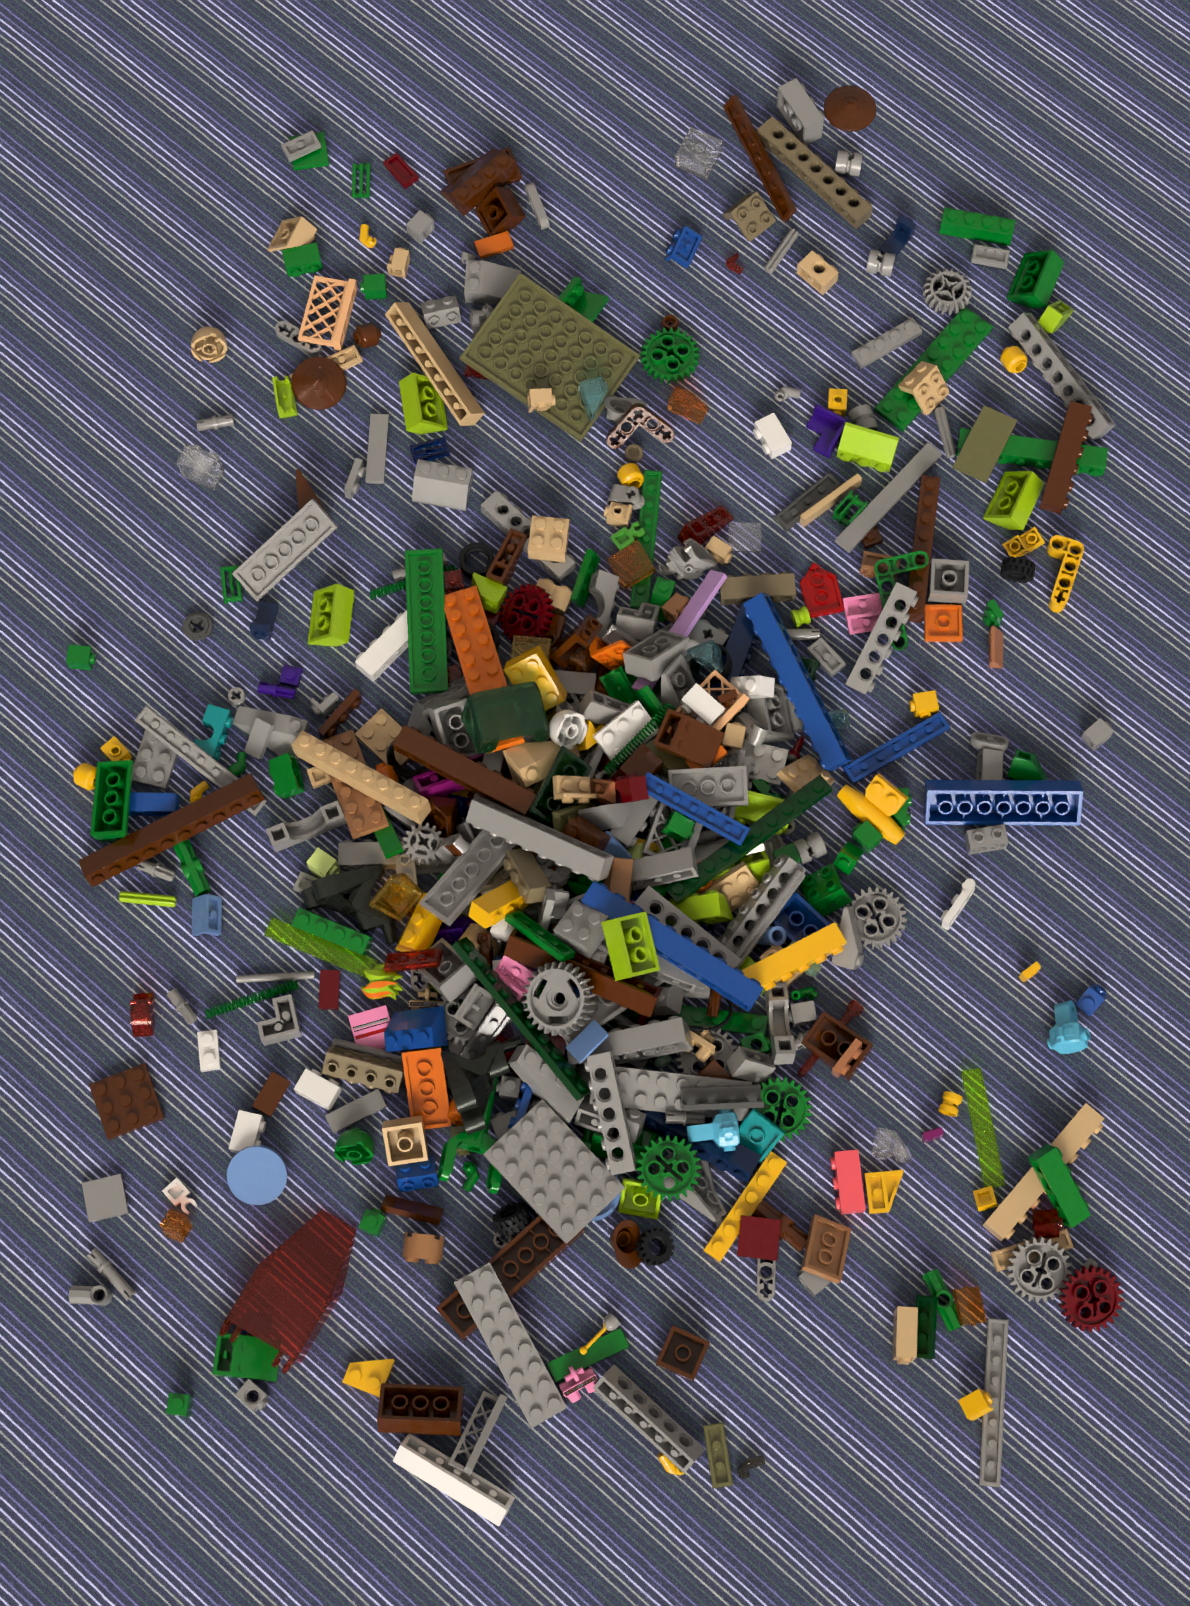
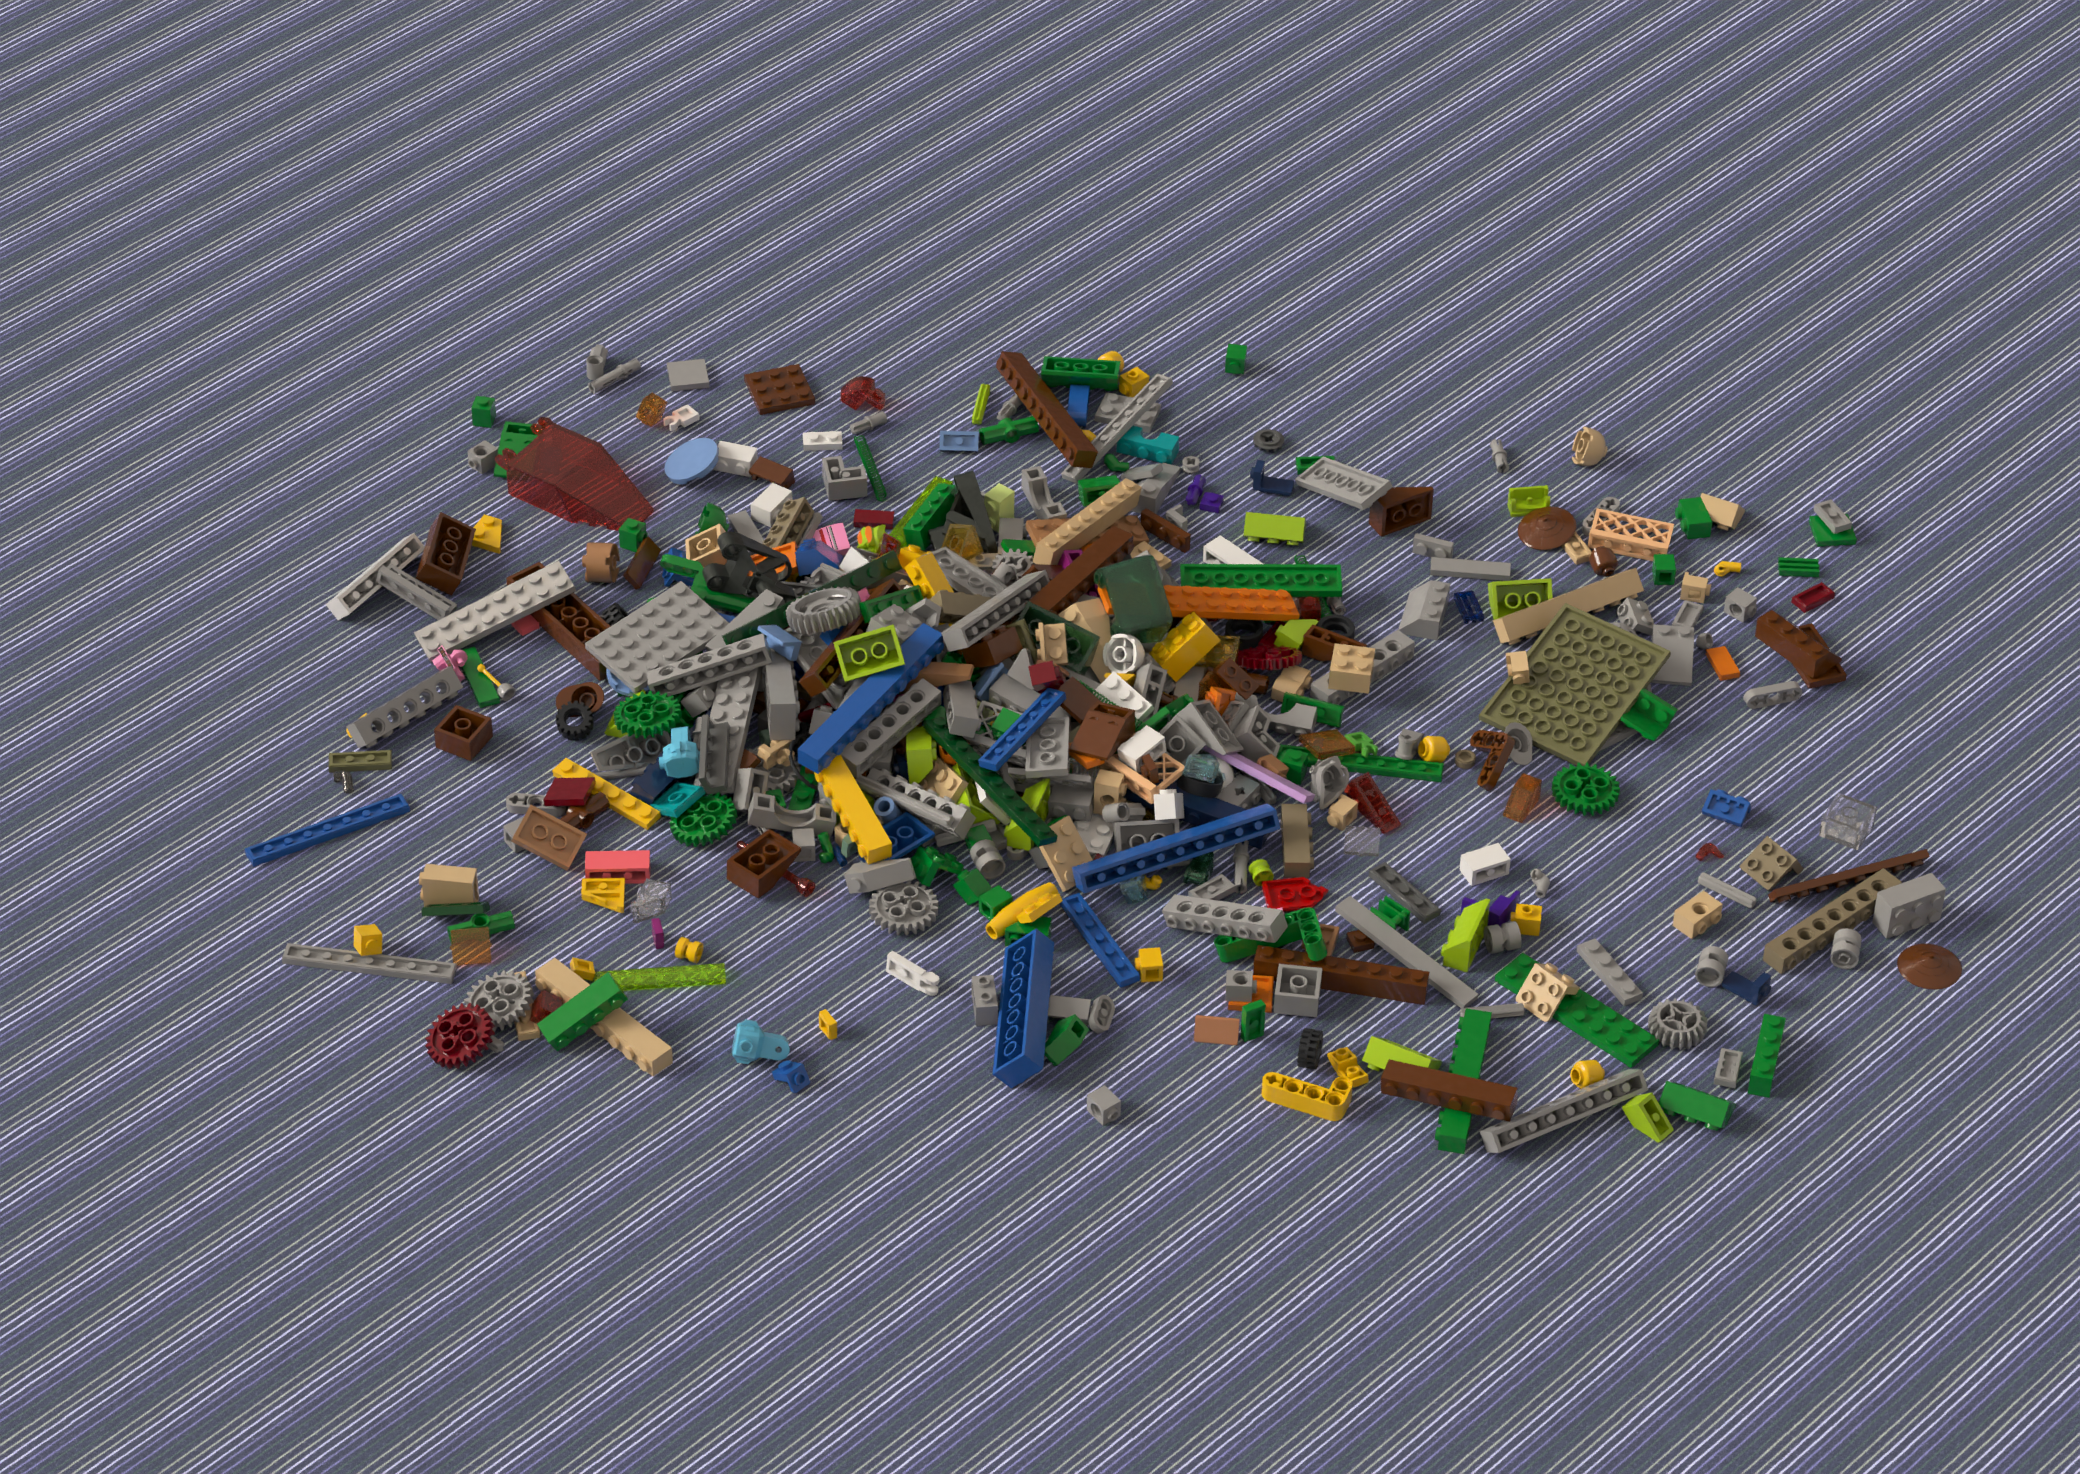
camera: 90 degrees right, 30 degrees down
(201, 466) = (1443, 436): clear brick -> none
(275, 977) = (891, 484): light grey bar -> none
(433, 271) = (1688, 614): none -> light grey tile
(499, 211) = (1764, 666): reddish brown slope -> none
(592, 395) = (1529, 713): clear light blue slope -> none
(621, 519) = (1388, 734): tan brick -> none
(670, 319) = (1628, 793): reddish brown plate -> none
(809, 981) = (839, 856): none -> blue piece
(818, 1473) = (327, 830): none -> blue tile
(830, 500) = (1418, 918): tan tile -> none
(842, 1065) = (744, 851): nougat plate -> none
(948, 634) = (1240, 986): none -> light grey brick
(984, 444) = (1468, 1027): olive tile -> none

